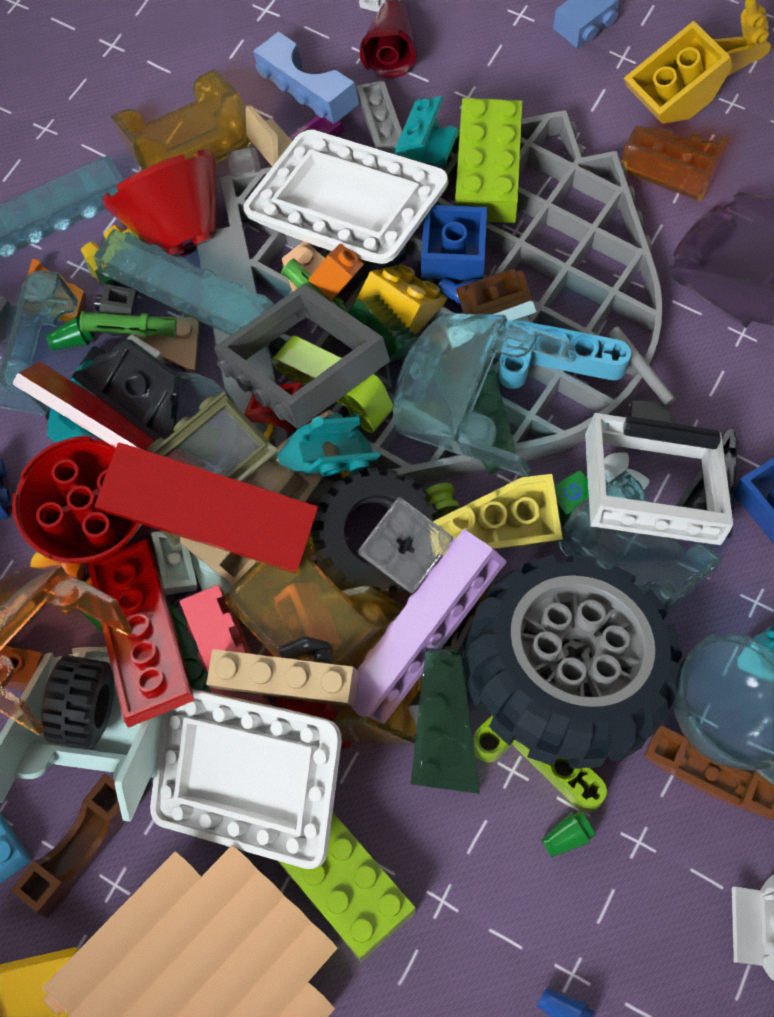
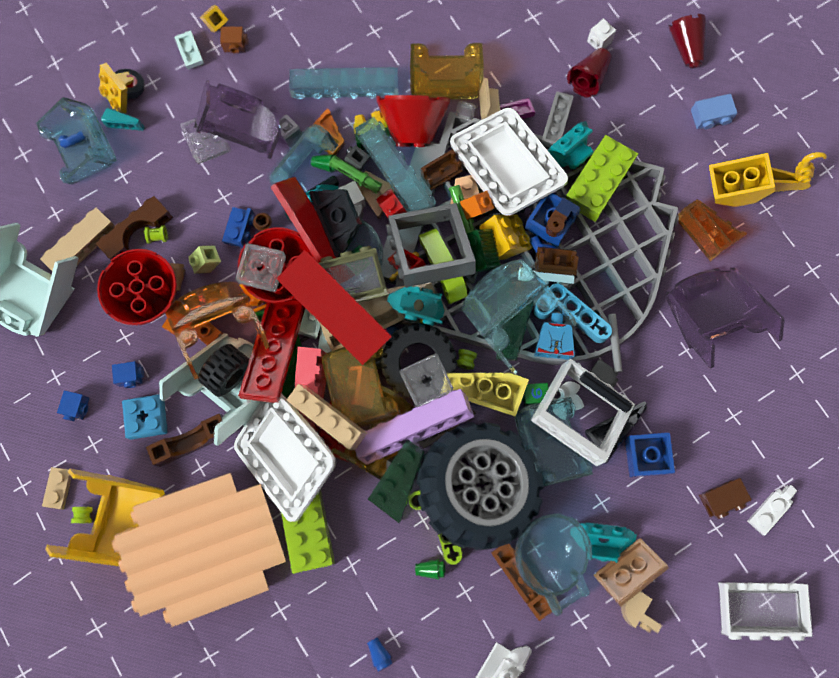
camera: 30 degrees right, 10 degrees up
(17, 458) = (262, 221): none -> reddish brown cone
(40, 502) = (254, 257): none -> clear brick
(202, 337) = (390, 204): none -> red arch
(254, 256) = (441, 170): none -> reddish brown hinge
(307, 646) = (347, 406): black arm -> none
(327, 93) = (535, 89): medium blue arch -> none
(465, 233) = (559, 216): none -> leg
(557, 402) = (555, 339): none -> dark azure torso

